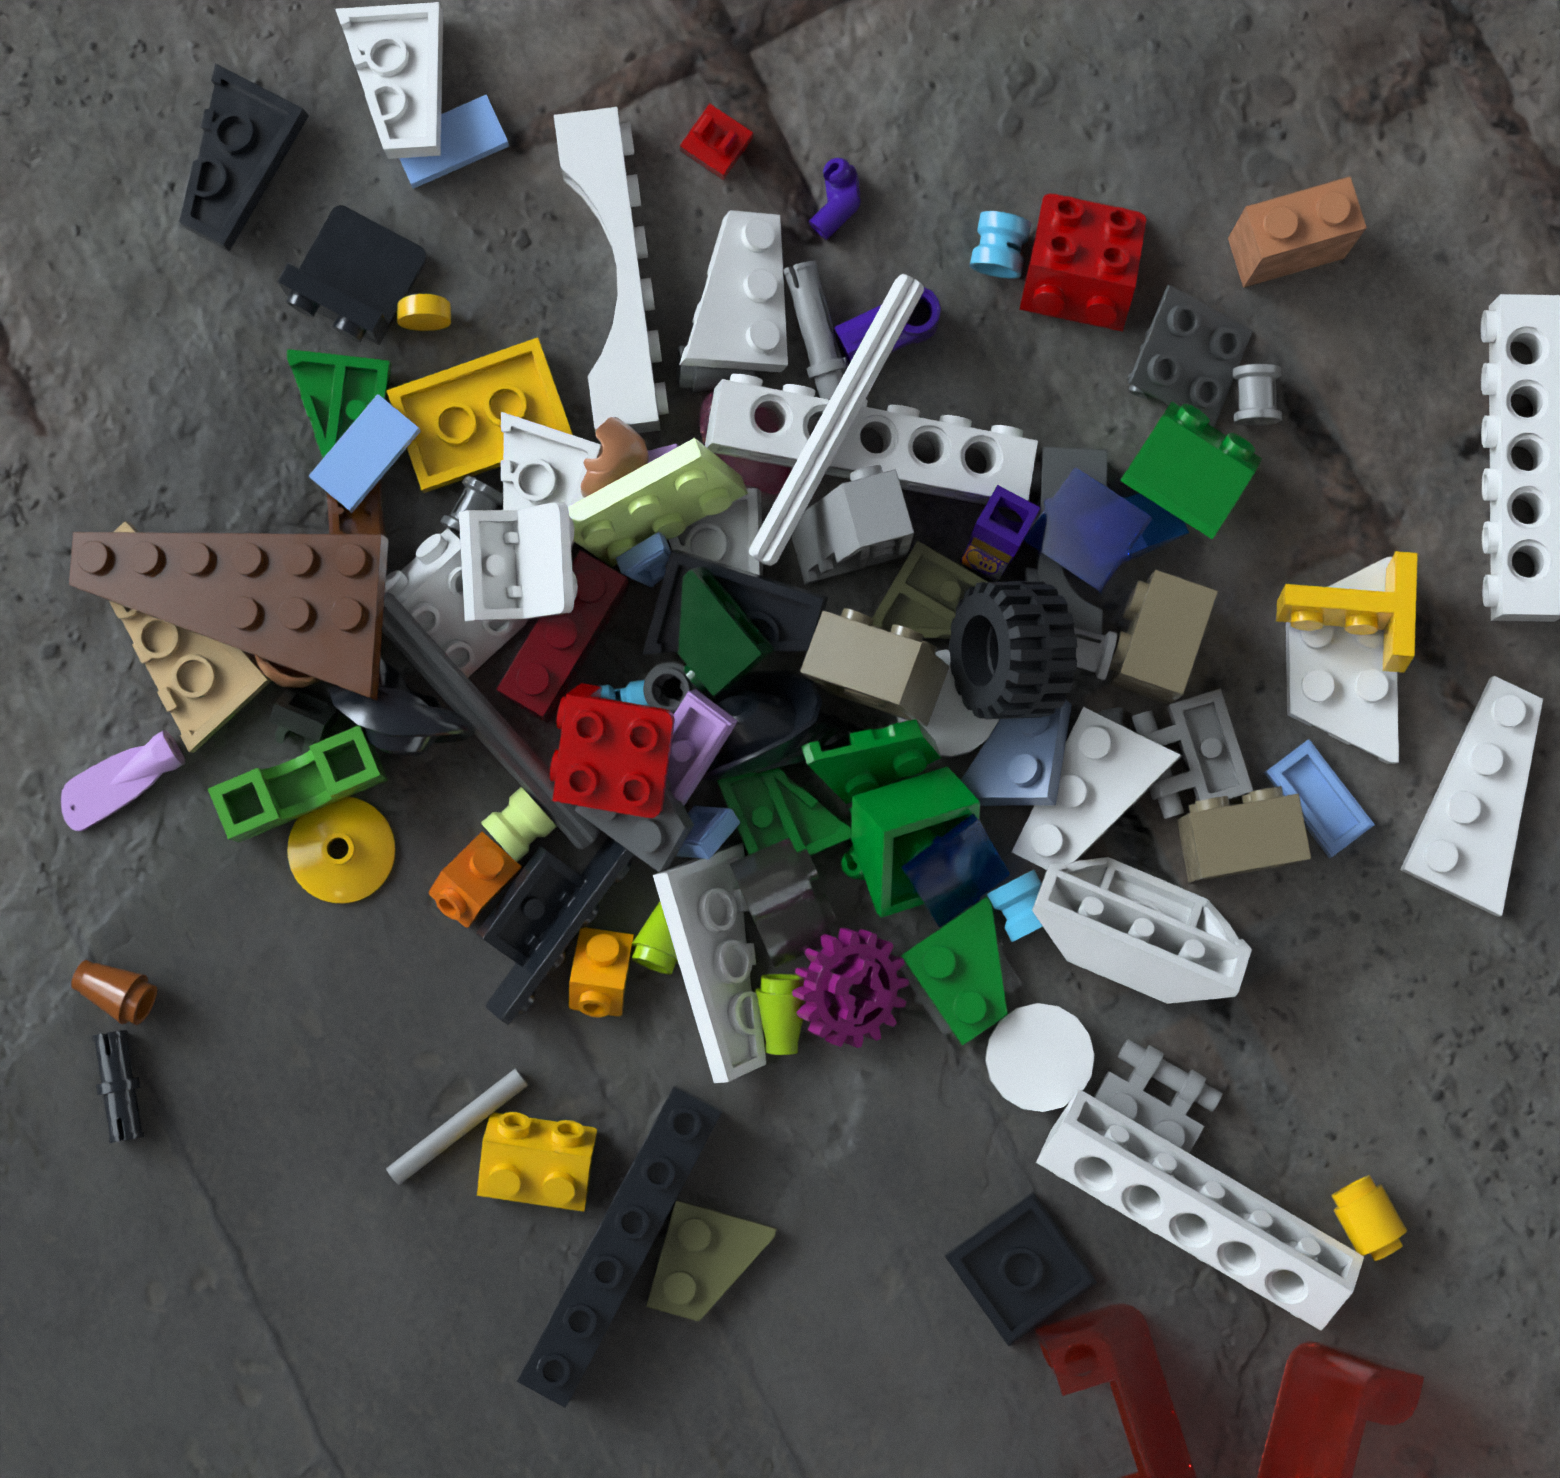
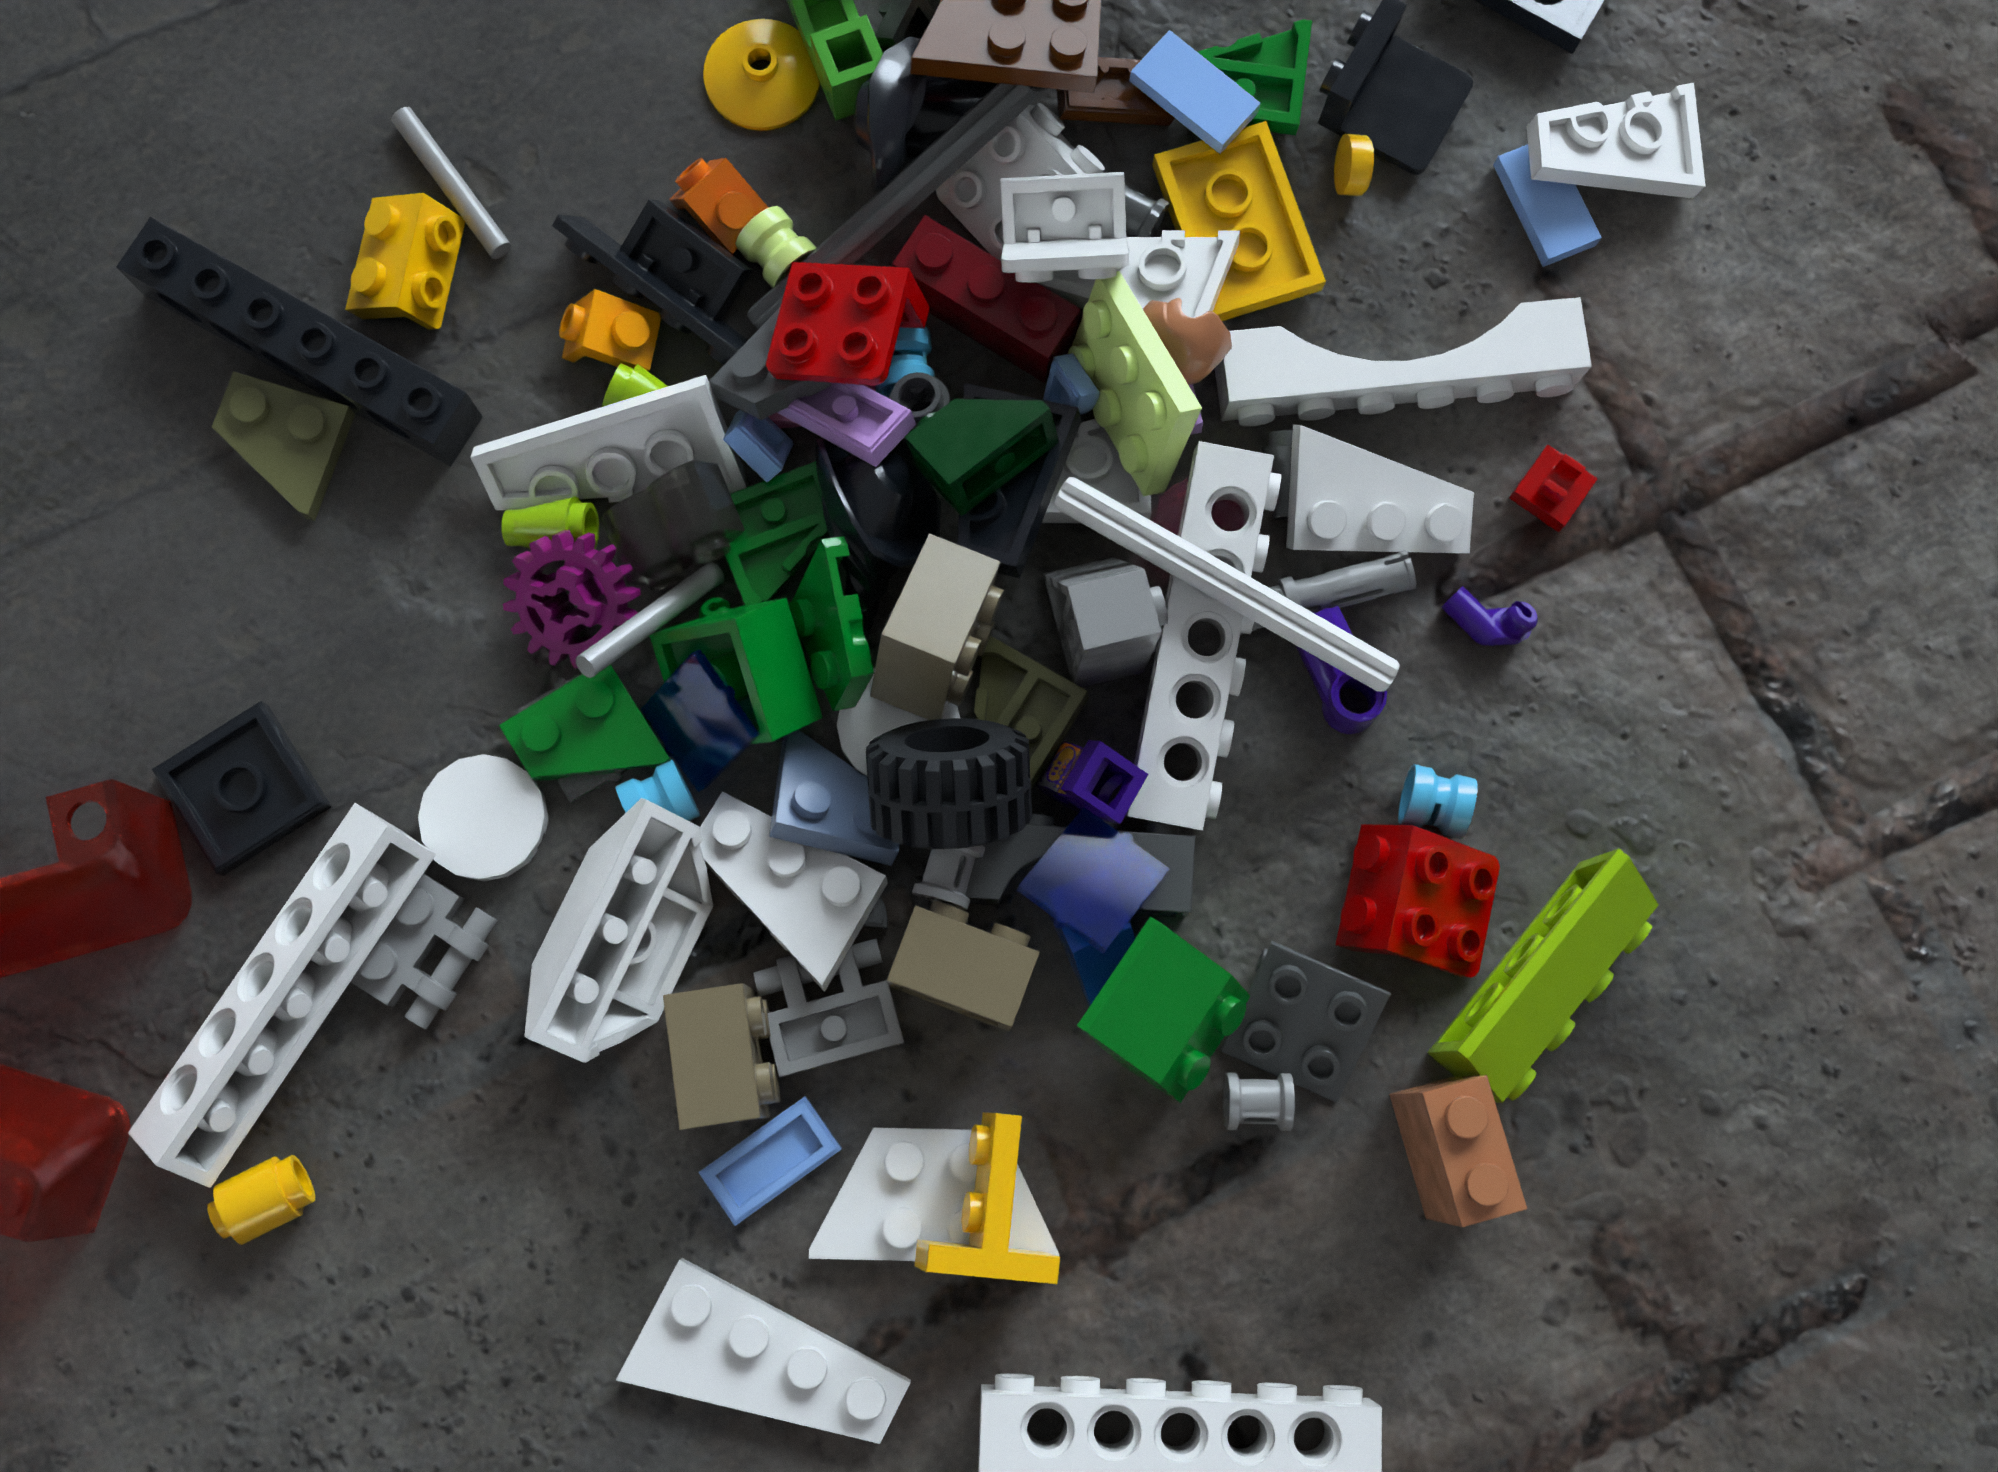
camera: 85 degrees right, 5 degrees down
(871, 917) = (649, 620): none -> light grey bar
(1147, 157) = (1548, 975): none -> lime slope

